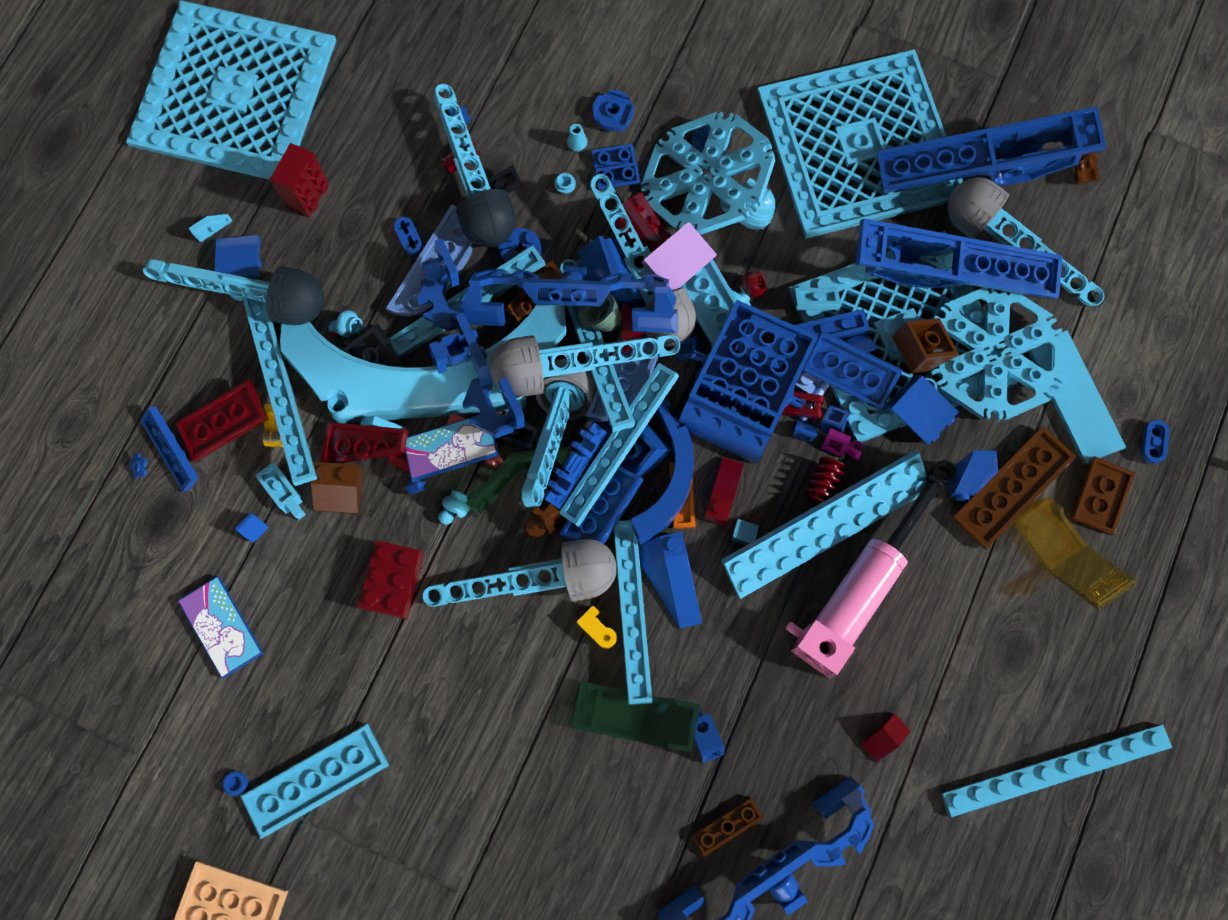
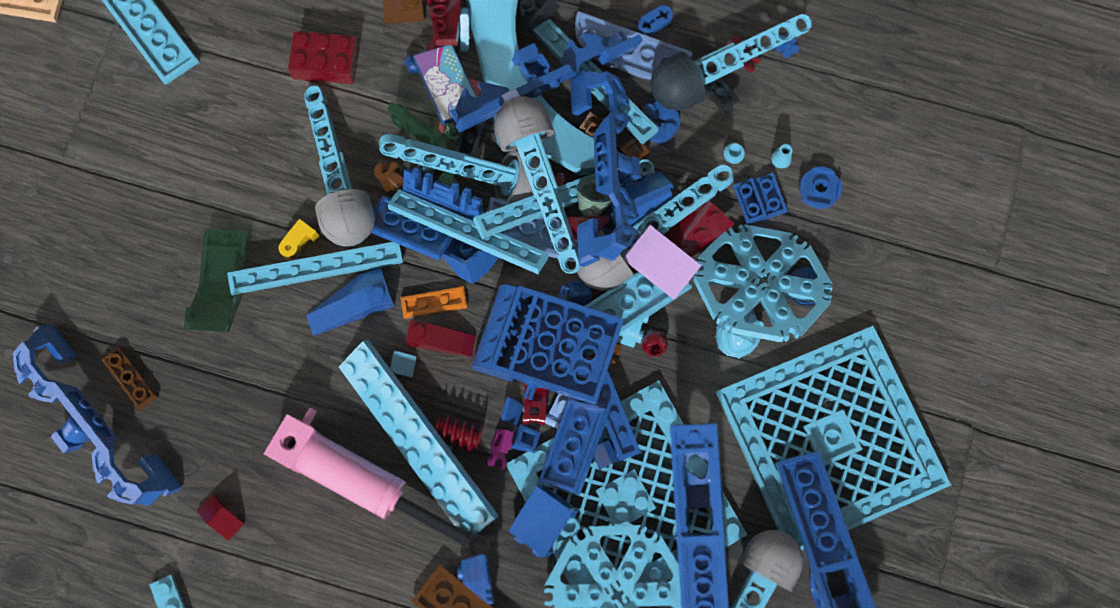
camera: 80 degrees right, 0 degrees up
(455, 504) = (397, 96): medium azure animal -> none
(507, 447) = (450, 132): none -> clear green arm
(670, 504) = (441, 295): blue arch -> none
(708, 743) = (205, 346): blue torso -> none
(817, 299) = (646, 405): medium azure plate -> none
(924, 344) = (610, 517): reddish brown slope -> none

